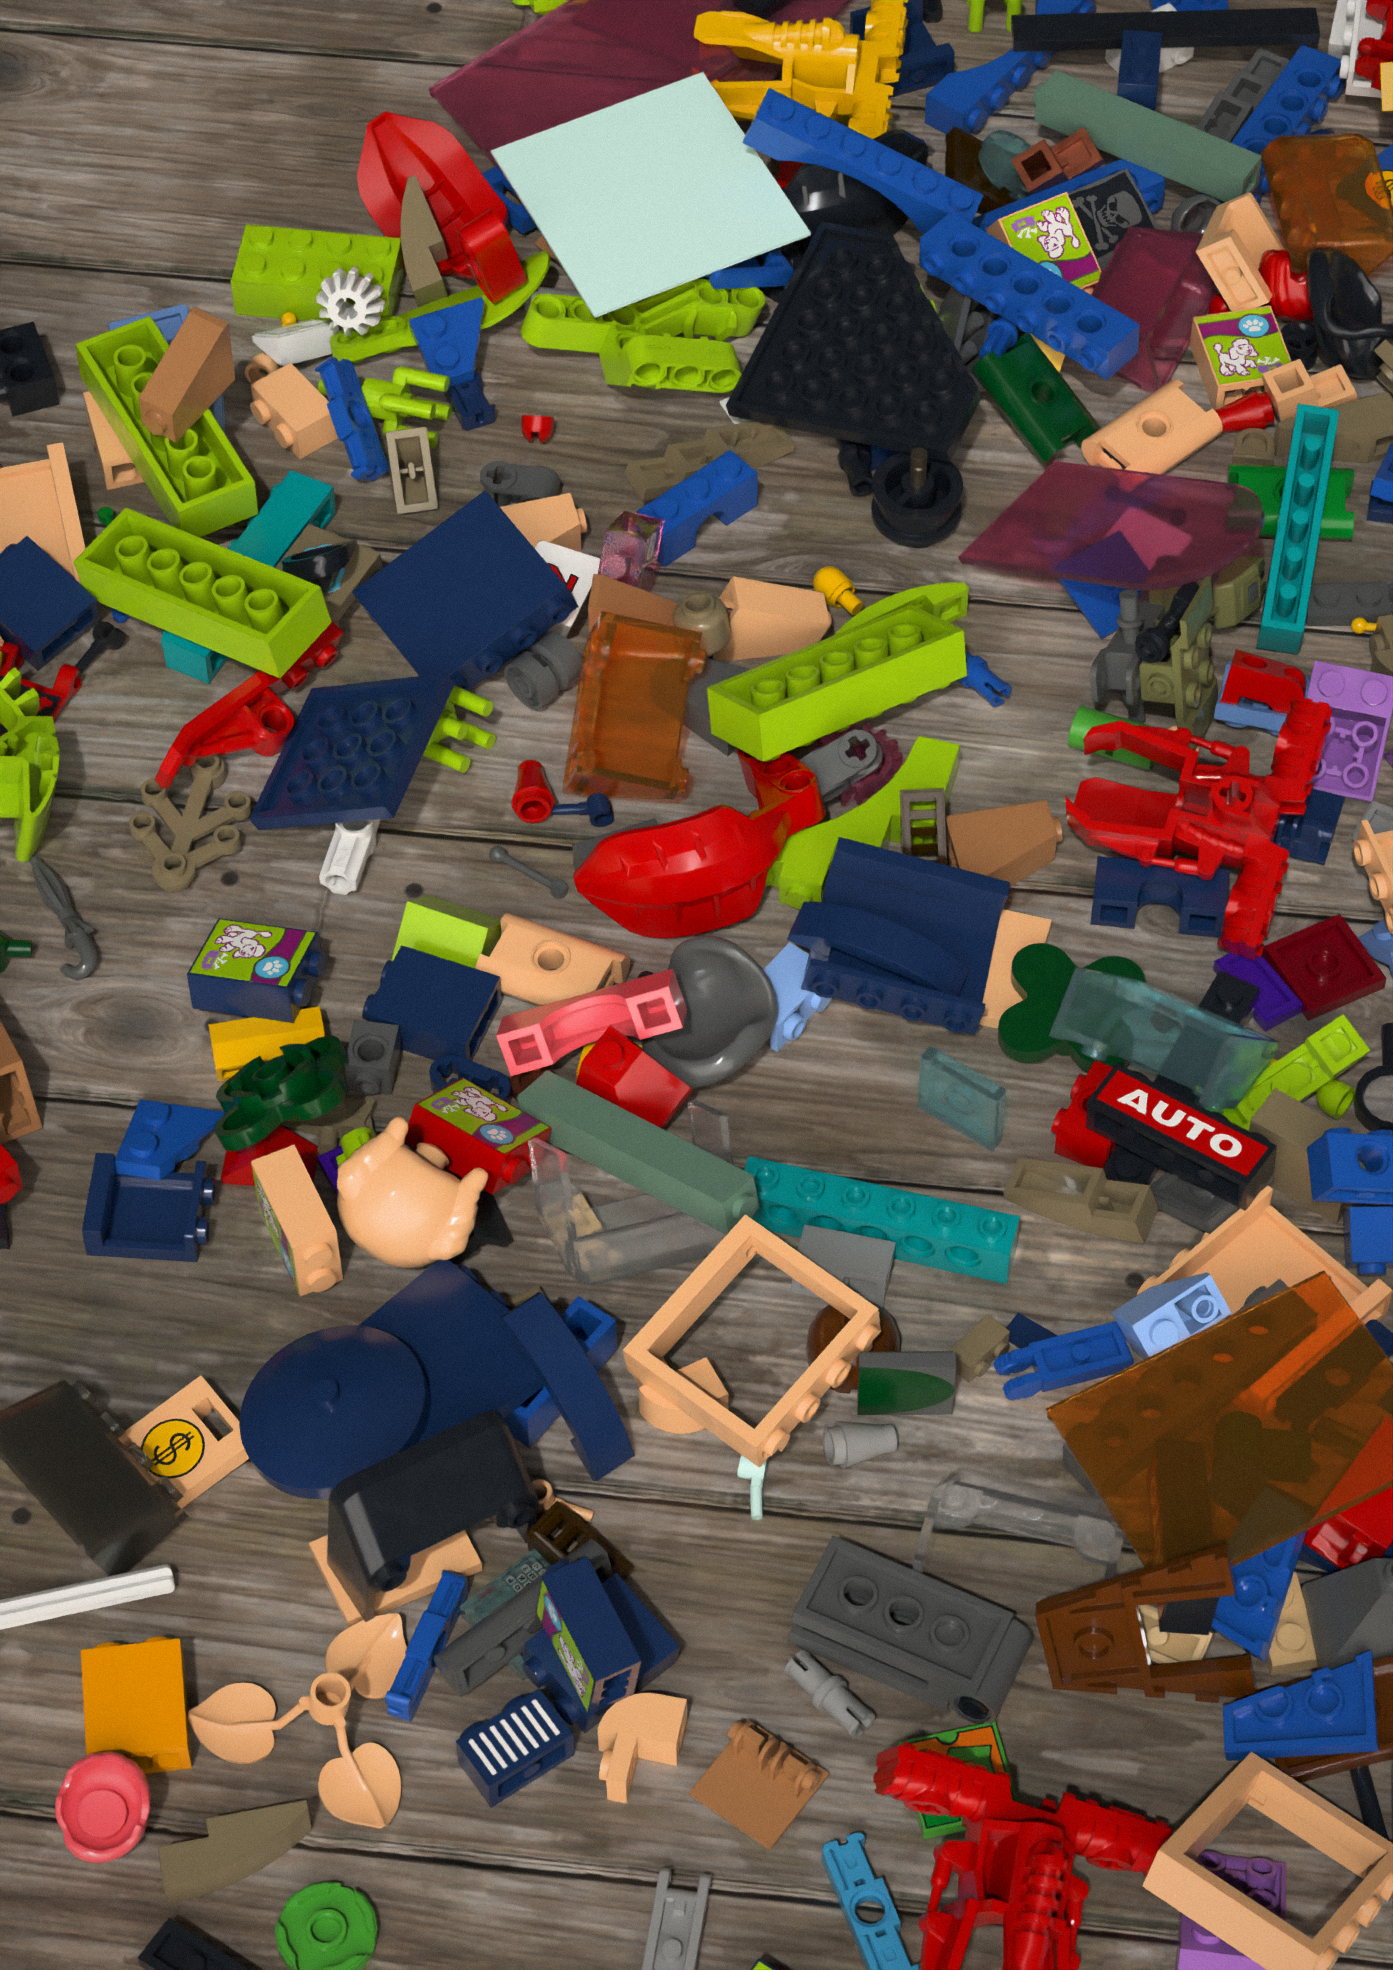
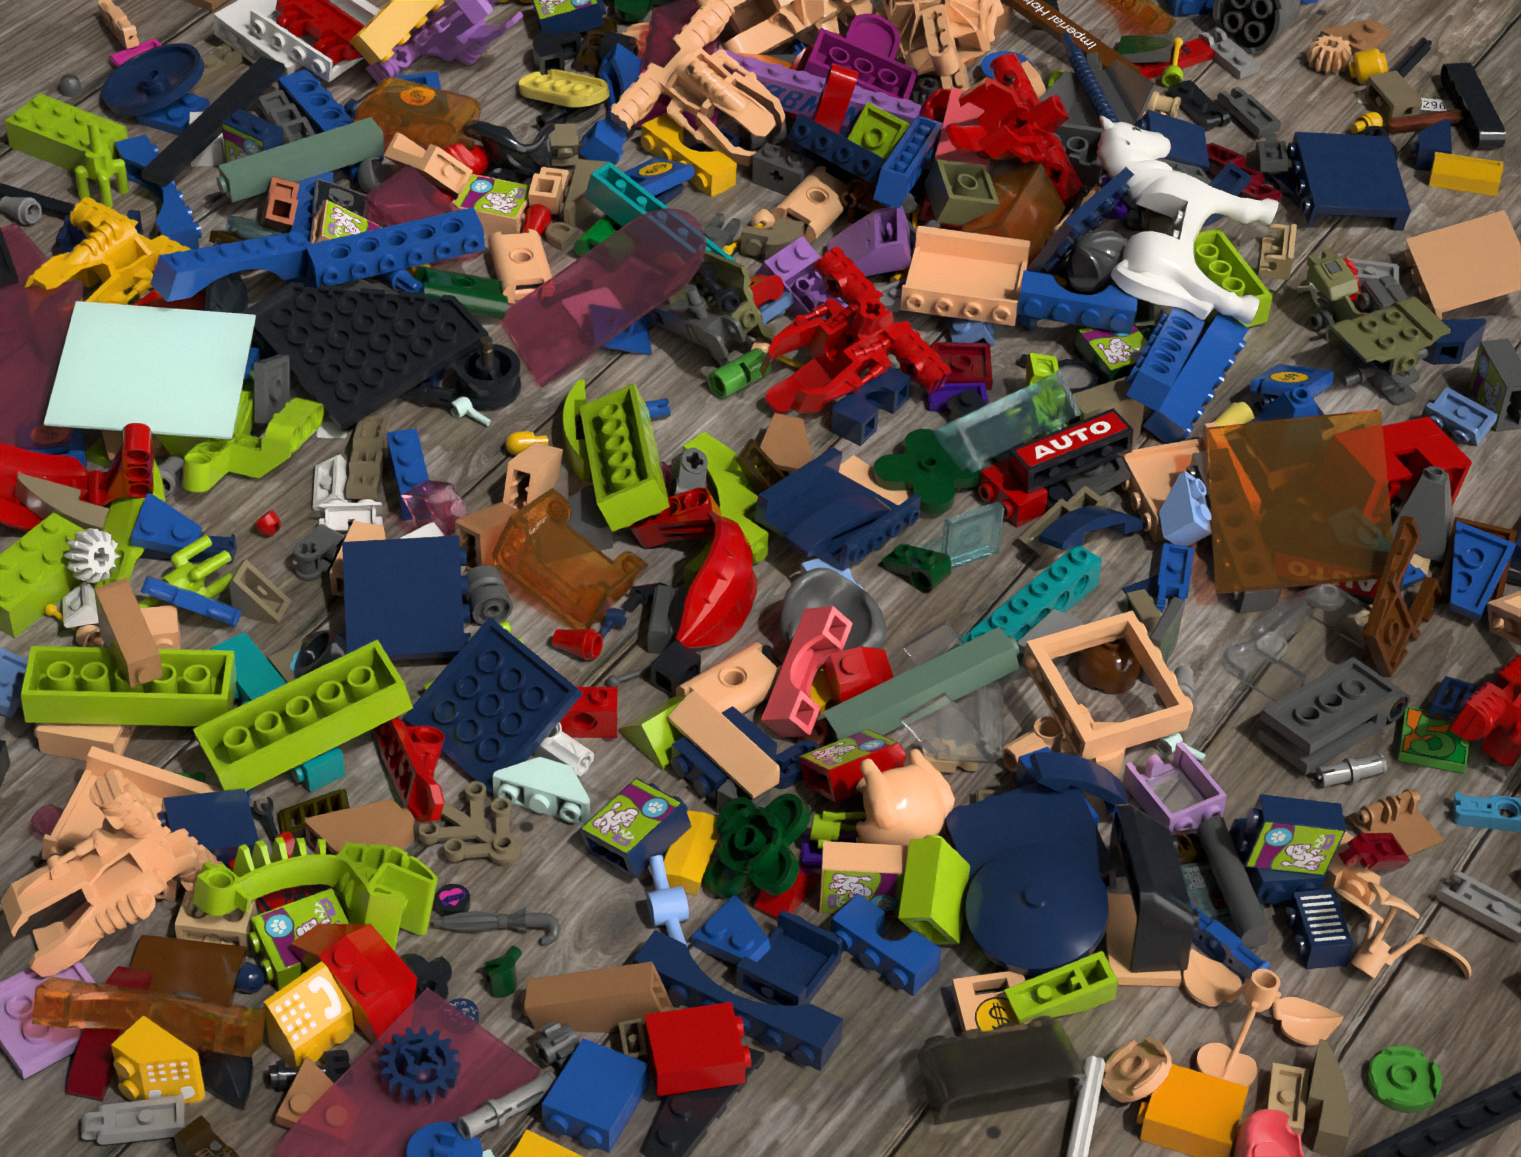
camera: 65 degrees left, 10 degrees down
(74, 861) = (452, 900): none -> black tile
(75, 1103) = (796, 1031): none -> dark blue arch
(109, 735) = (369, 824): none -> medium nougat slope
(133, 709) = (322, 804): none -> dark brown slope
(162, 1620) = (1136, 1070): none -> light nougat tile
(167, 1055) = (666, 904): none -> light blue piece
(190, 1804) = (1289, 1093): none -> tan plate
(233, 1255) = (904, 962): none -> blue arch
(241, 1495) = (1064, 990): none -> lime slope
(278, 865) = (544, 788): none -> light aqua slope
(301, 1289) = (934, 890): none -> lime brick
(418, 847) = (593, 714): none -> red brick
(418, 994) = (725, 745): none -> light nougat slope
(500, 1774) = (1374, 951): none -> light nougat plant
(545, 898) = (674, 668): none -> black brick
(588, 481) = (337, 514): none -> white hinge
(639, 814) = (641, 595): none -> black bar
(642, 446) = (330, 481): none -> white slope
(657, 1502) = (1177, 792): none -> lavender window
(659, 1758) = (1375, 852): none -> dark red hinge
(703, 1339) = (1044, 734): none -> light nougat piece
(705, 615) = (527, 488): dark tan head -> none
(724, 310) = (271, 386): none -> dark grey tile
(857, 504) = (463, 406): none -> light aqua hand
(890, 1070) = (923, 566): none -> dark green plate
(1043, 1782) = (1449, 710): none -> dark blue tile
(1075, 1213) = (1070, 528): none -> dark blue slope

